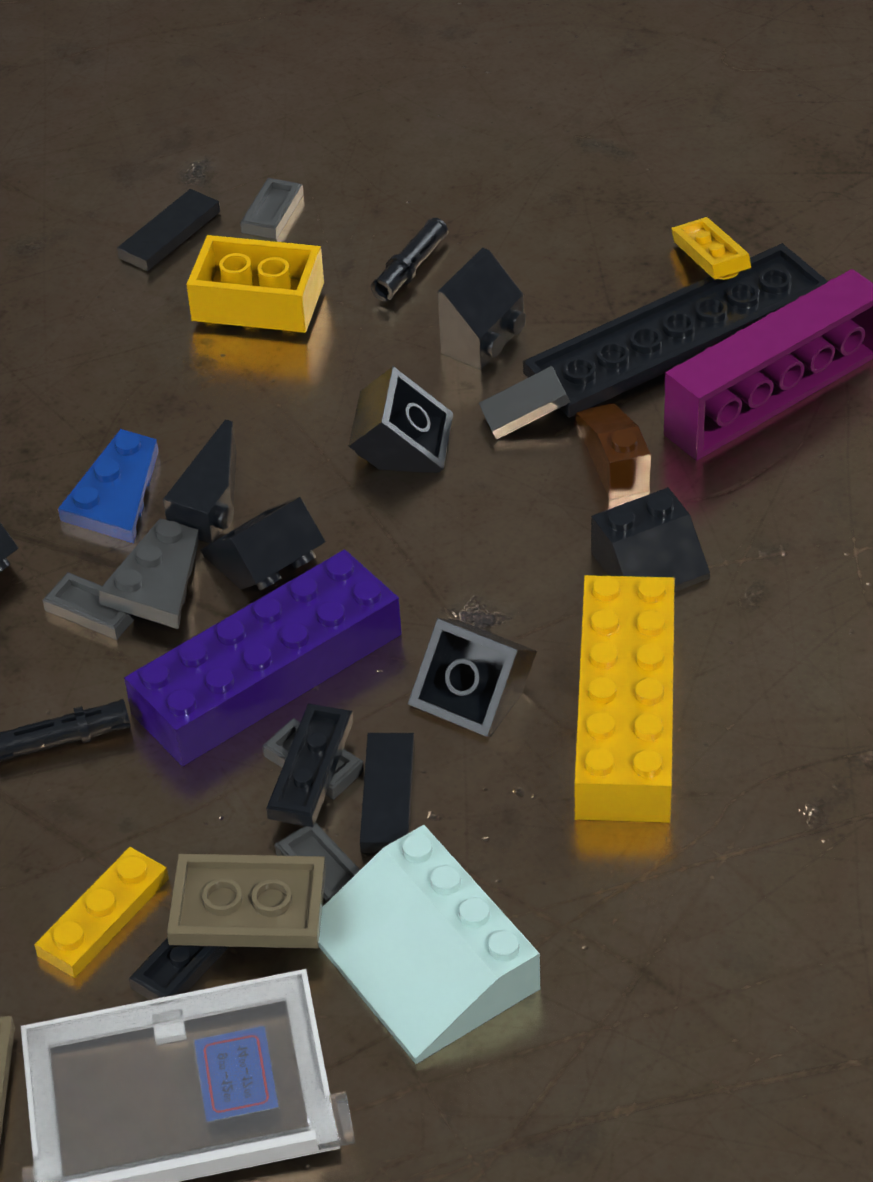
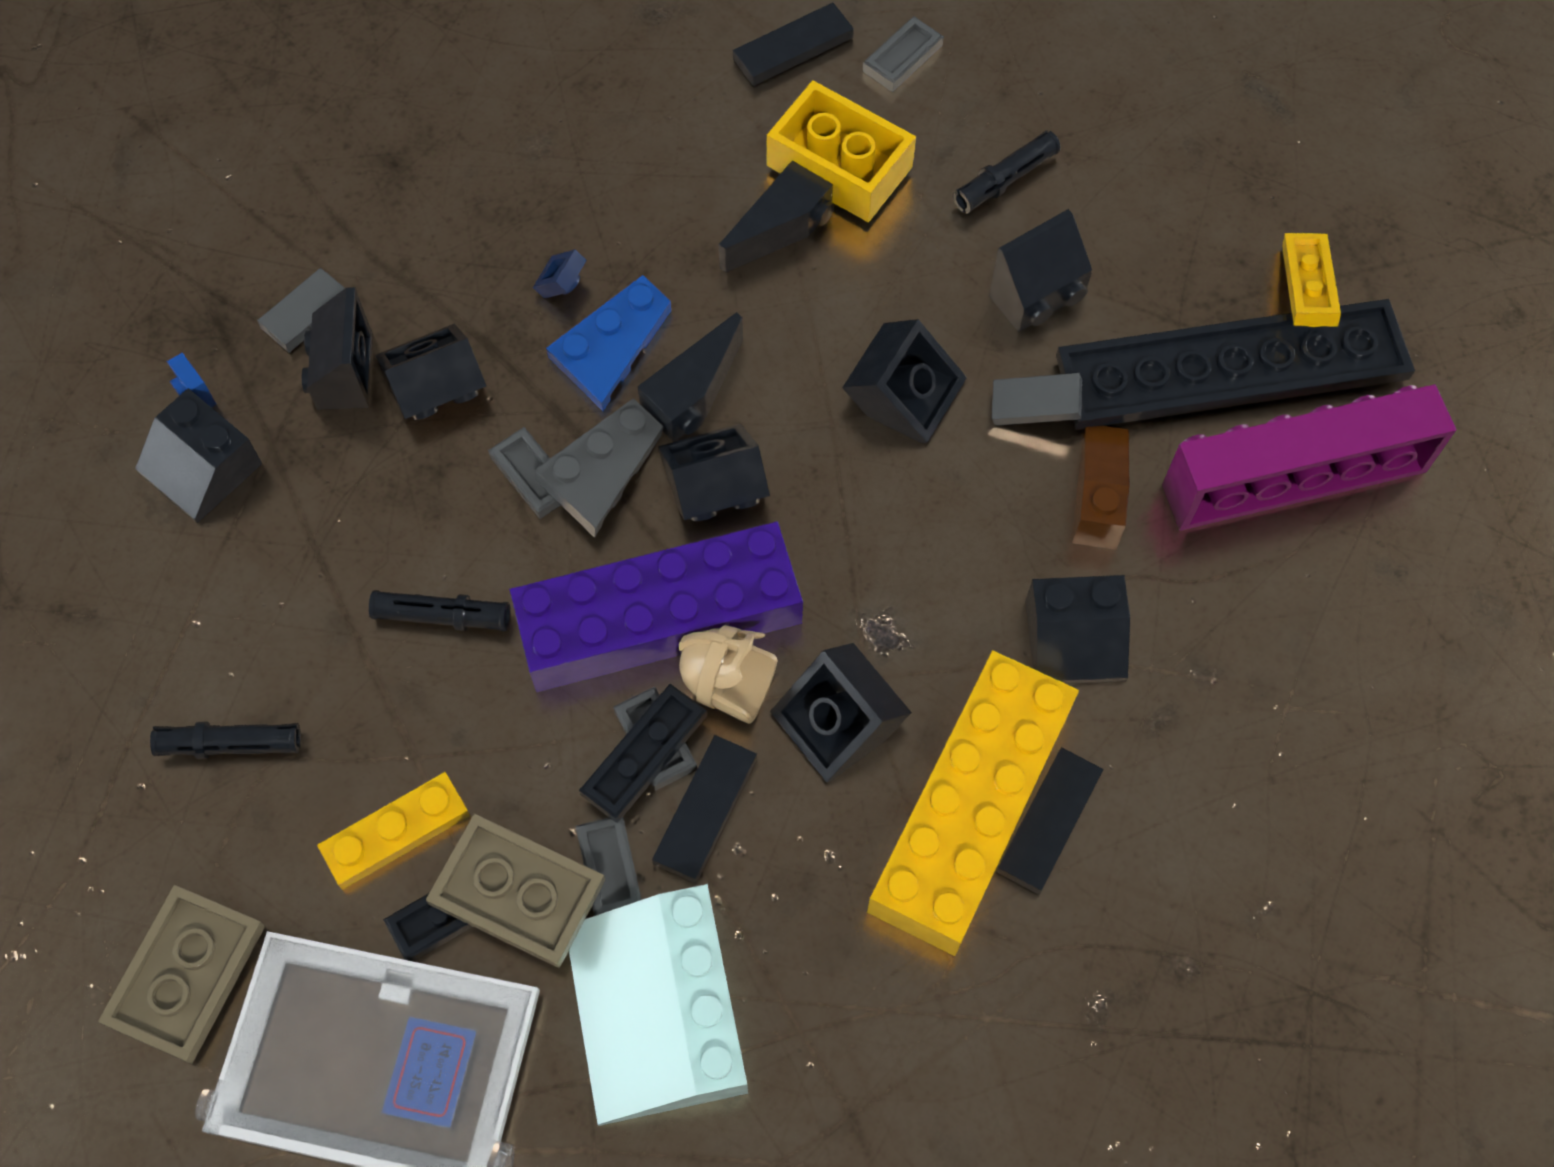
camera: 20 degrees right, 20 degrees up
(43, 451) = (560, 274): none -> dark blue plate
(225, 349) = (779, 218): none -> black slope
(351, 678) = (727, 670): none -> tan helmet
(699, 694) = (1049, 821): none -> black tile

